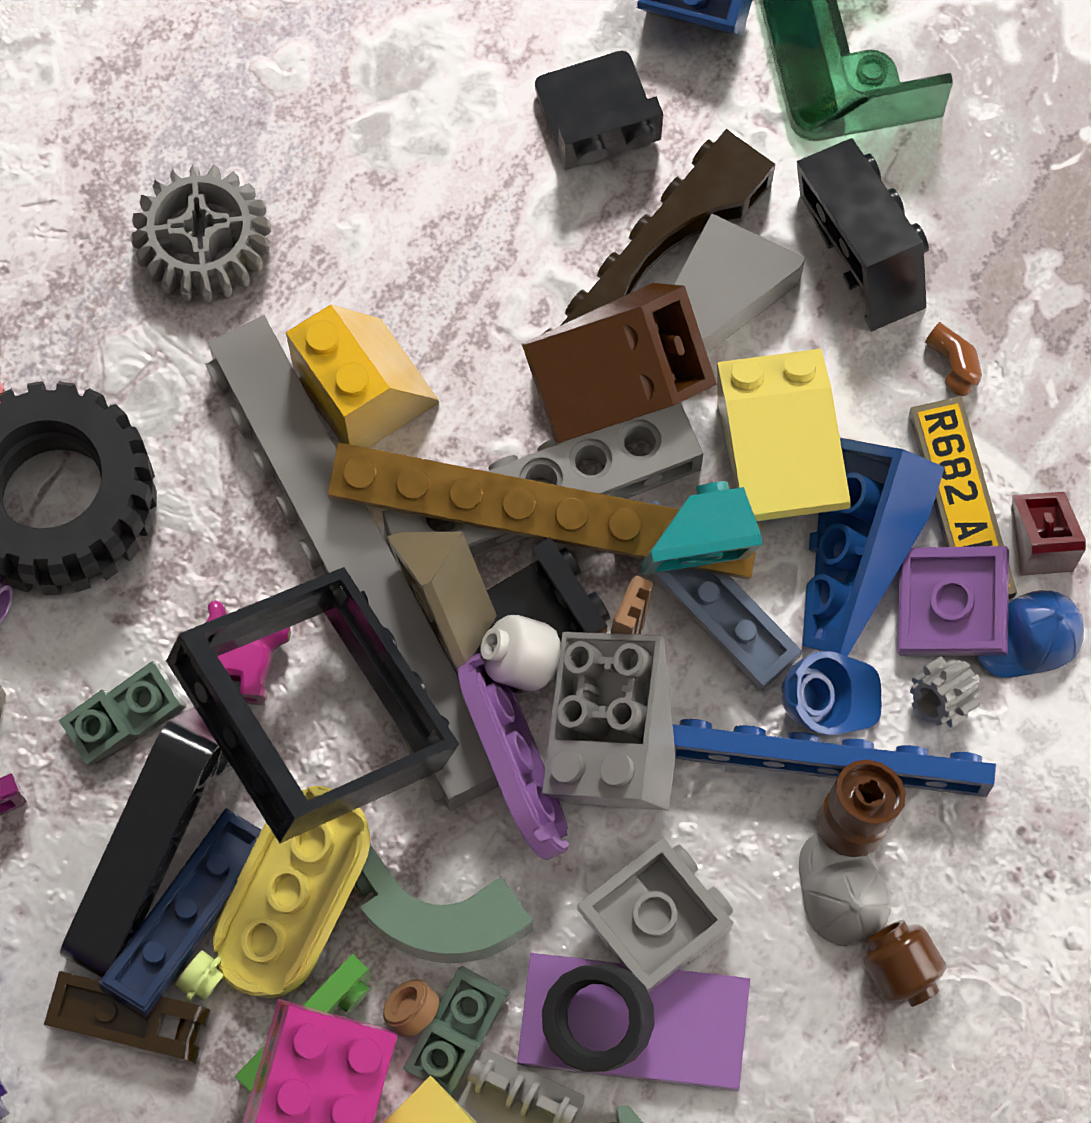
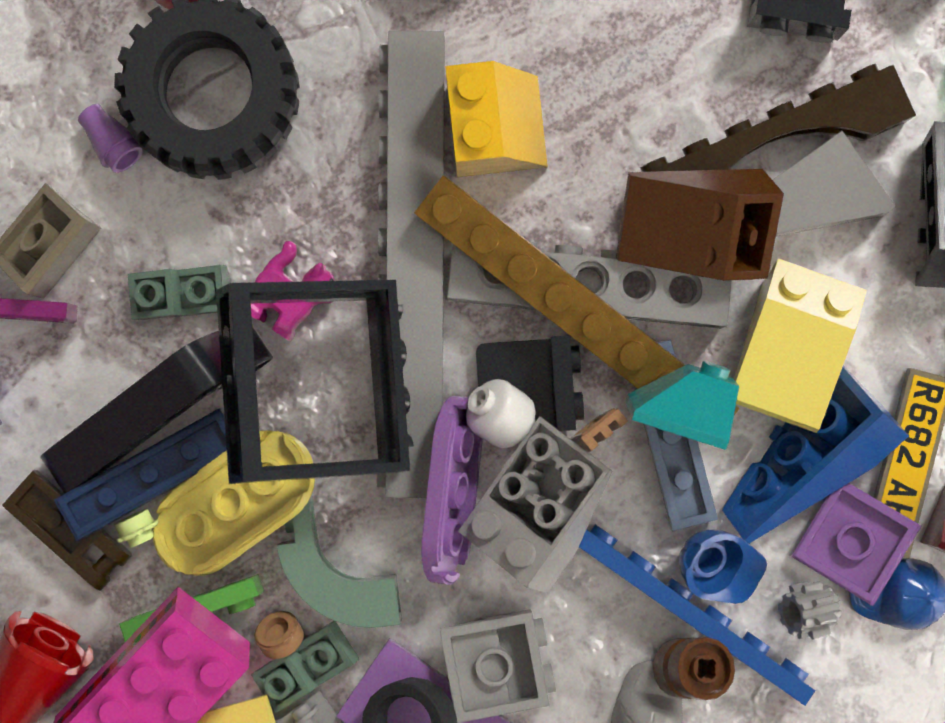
camera: 30 degrees right, 15 degrees up
(447, 589) = (467, 336): dark tan slope -> none

